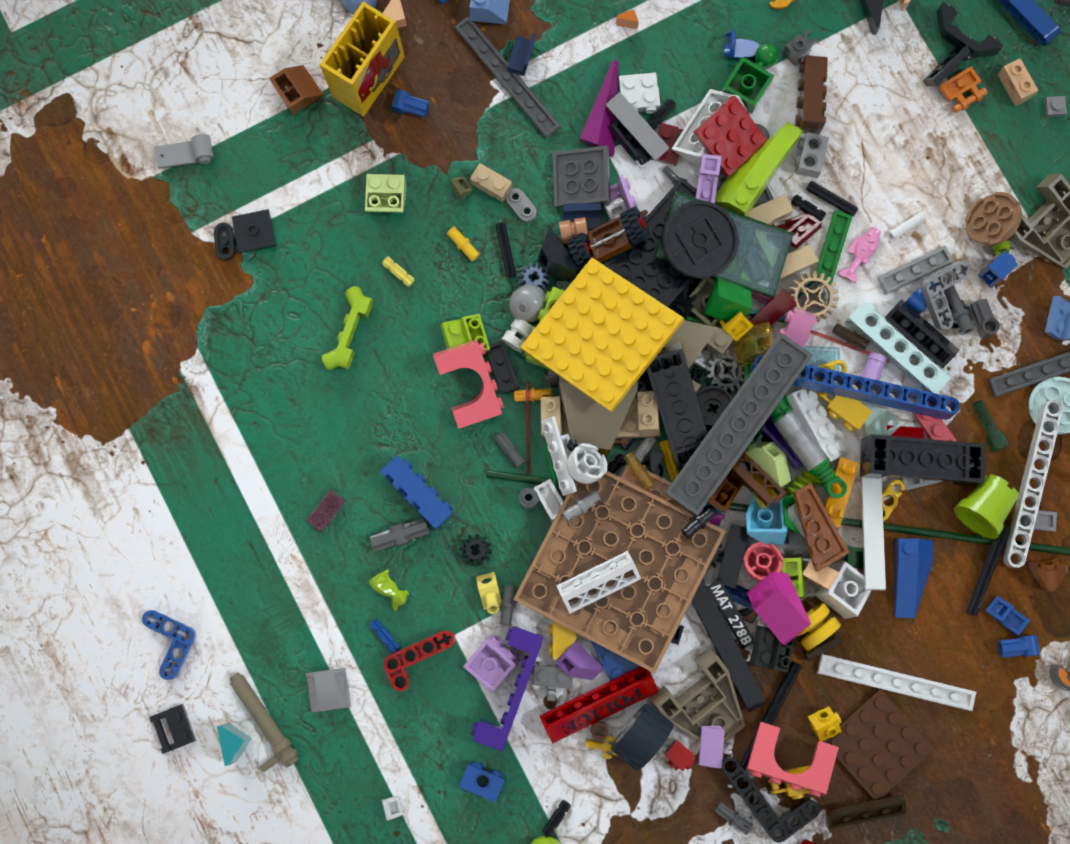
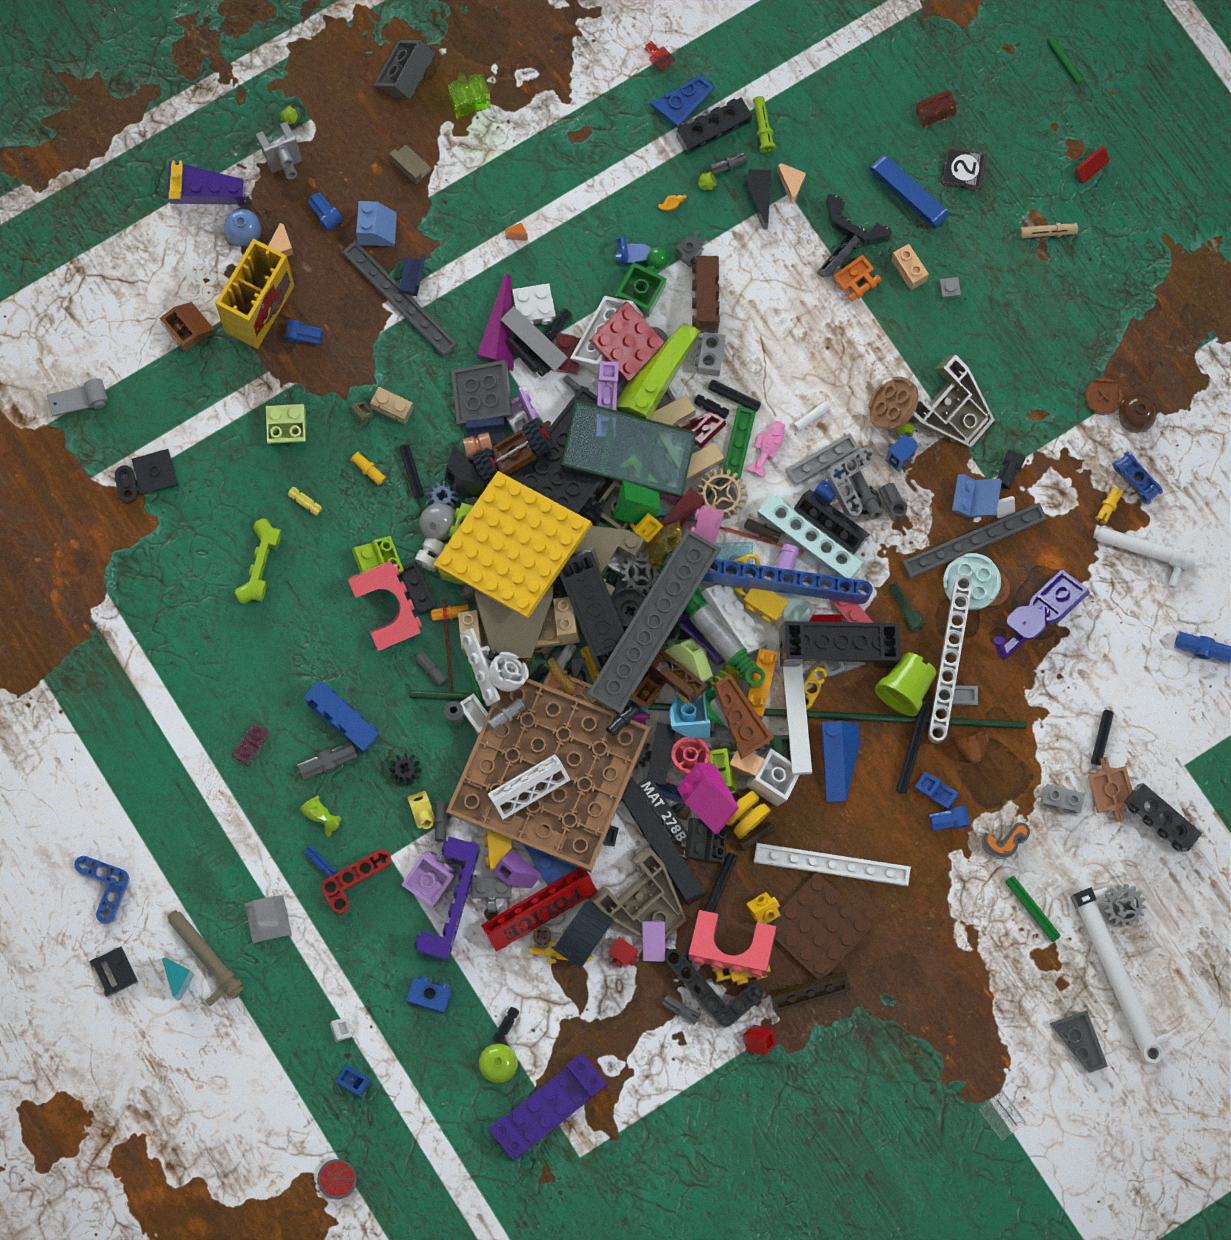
camera: 15 degrees left, 5 degrees down
(520, 205) = (422, 425): light grey plate -> none
(700, 239) = (603, 445): black plate -> none

